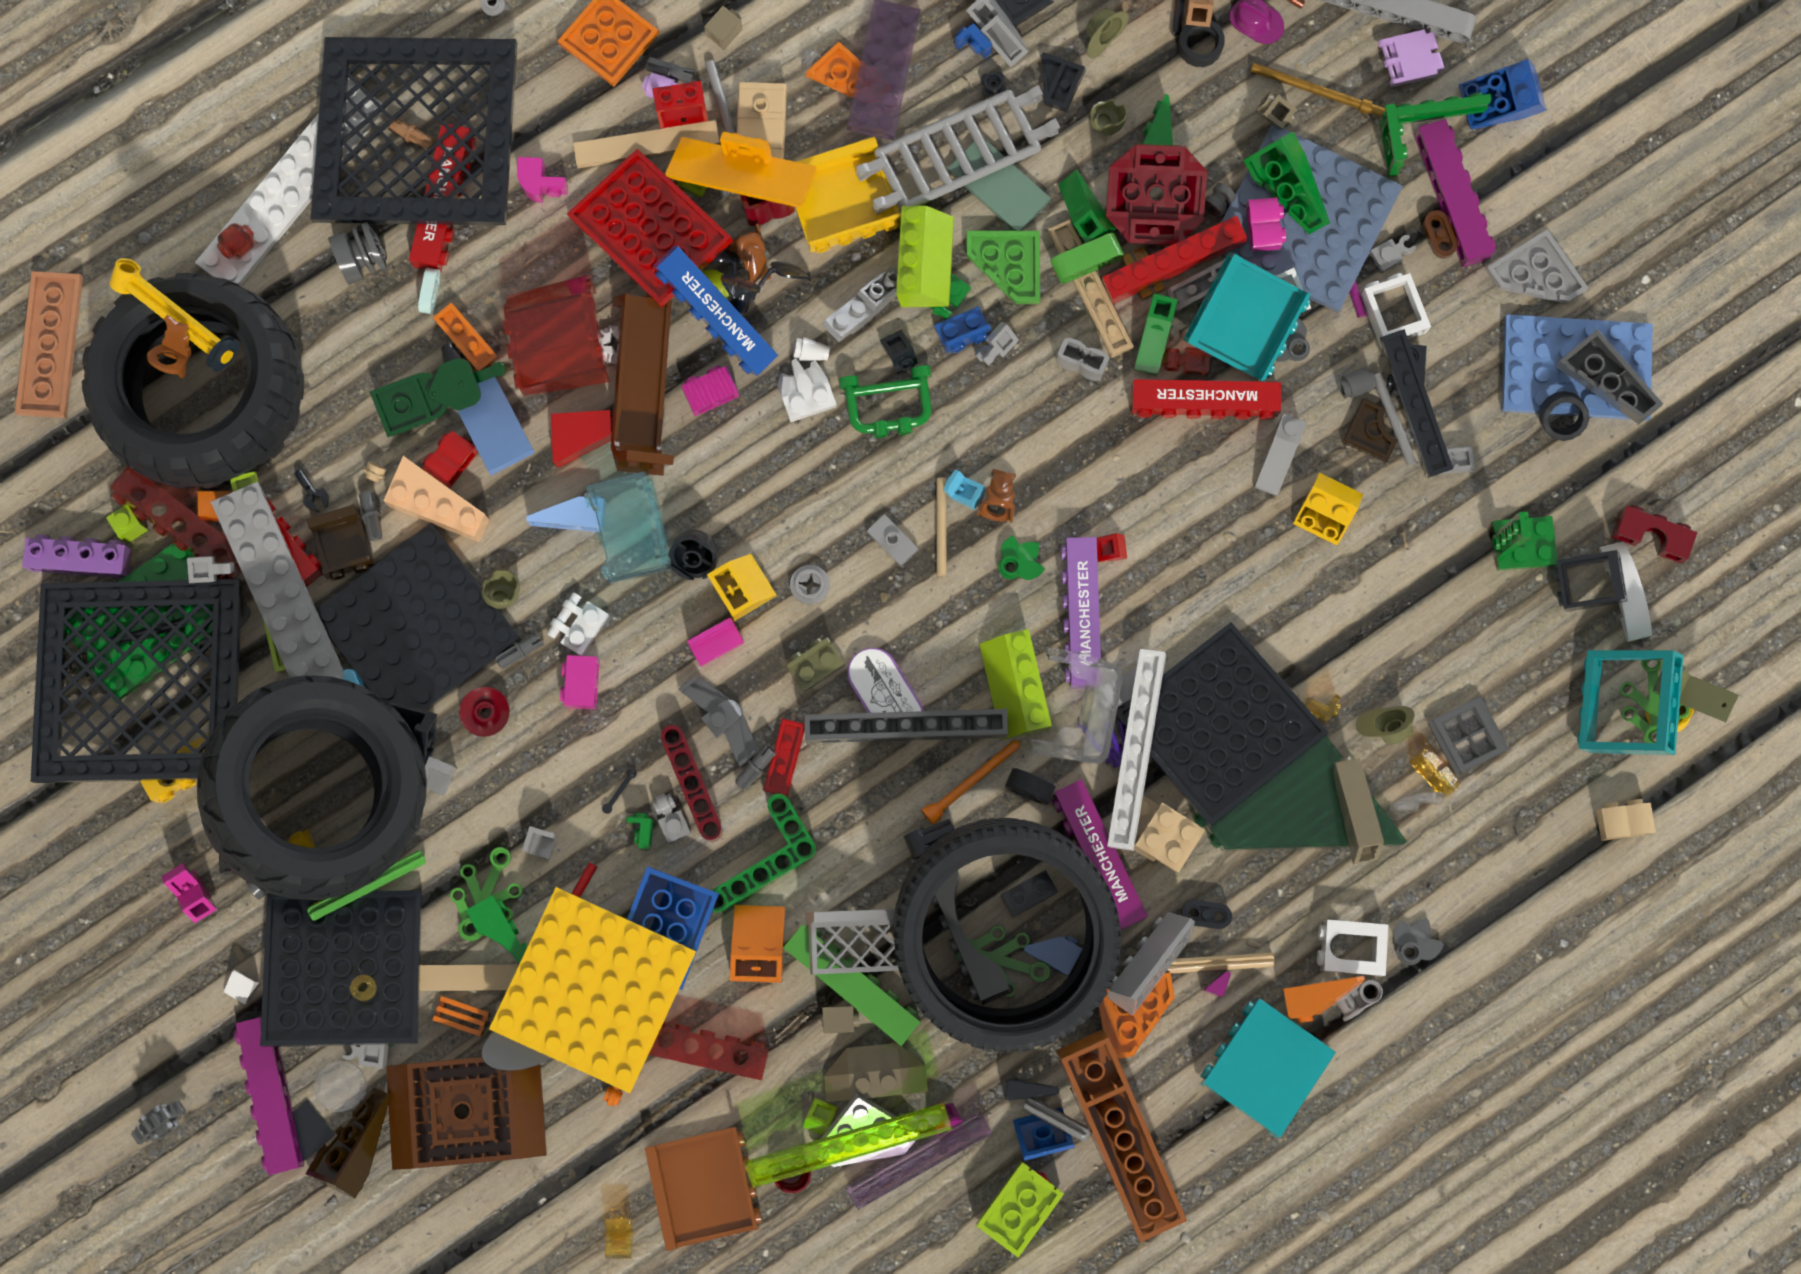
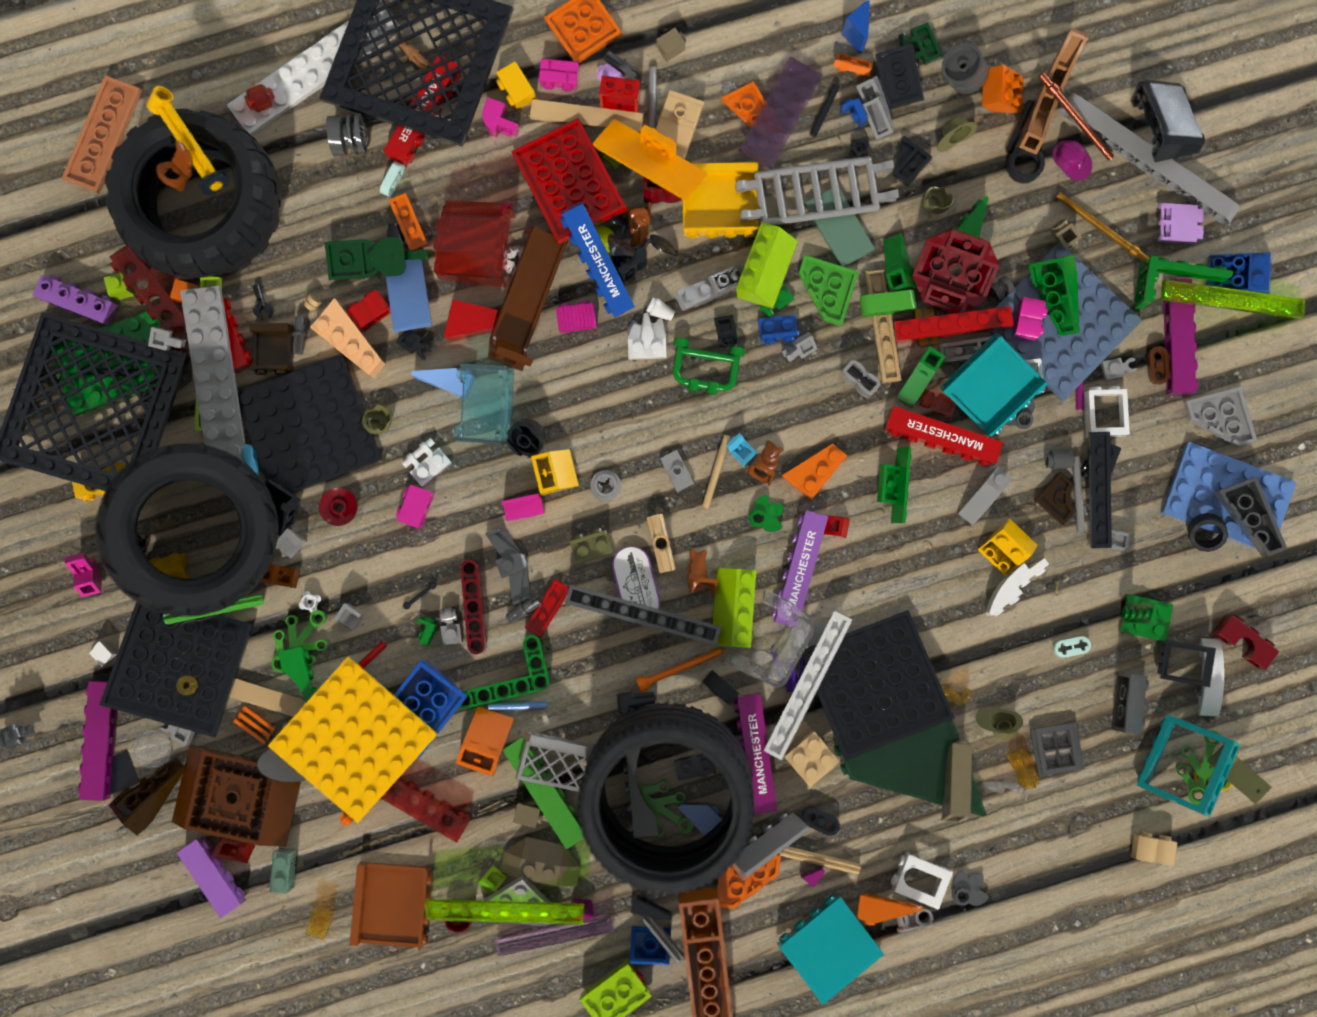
camera: 15 degrees right, 5 degrees up
(440, 820) = (281, 576): none -> reddish brown slope
(465, 1221) = (211, 876): none -> medium lavender brick
(478, 836) = (304, 601): none -> white plate
(482, 1178) = (233, 850): none -> clear red slope
(514, 482) = (412, 342): none -> black plate
(519, 650) = (377, 469): dark grey axle -> none
(548, 133) = (515, 85): none -> yellow brick
(553, 1186) = (283, 870): none -> sand green brick
(597, 104) = (559, 74): none -> dark pink brick
(757, 310) = (630, 267): none -> black plate
(784, 889) = (517, 705): none -> medium blue bar
(909, 647) = (663, 556): none -> tan piece
(936, 50) = (825, 108): none -> black bar
(957, 661) = (697, 576): none -> dark orange hair
(1063, 488) = (815, 471): none -> orange wing
(1165, 474) = (894, 484): none -> green bracket
(1346, 559) = (1008, 589): none -> white slope
(1443, 601) = (1071, 642): none -> light aqua beam
(1502, 128) = (1232, 299): none -> clear neon green plate
(1538, 650) = (1130, 703): none -> dark grey slope

